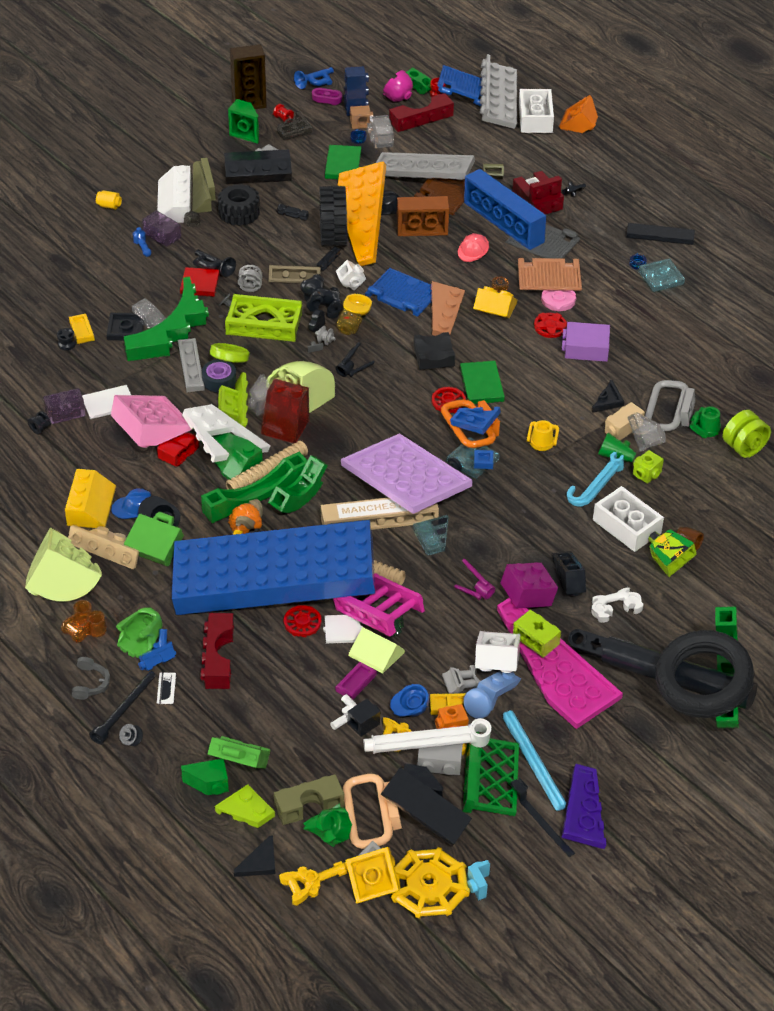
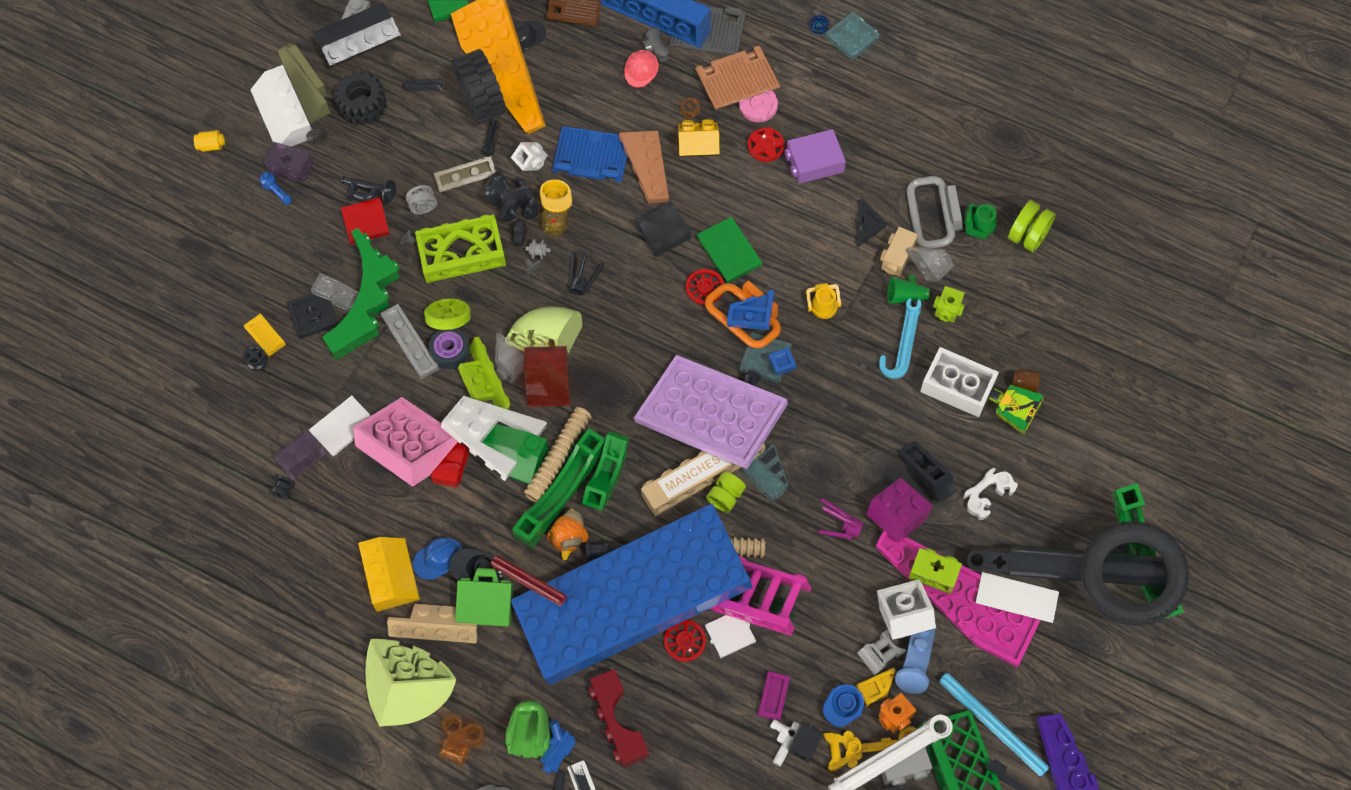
camera: 20 degrees left, 20 degrees up
(195, 529) = (529, 580): none -> dark red axle
(375, 650) = (779, 653): yellowish green slope -> none
(390, 531) = (726, 491): none -> lime wheel
(422, 216) = (571, 46): dark orange brick -> none
(492, 236) = (654, 45): none -> dark grey piece
(600, 677) = (1017, 597): none -> white sticker

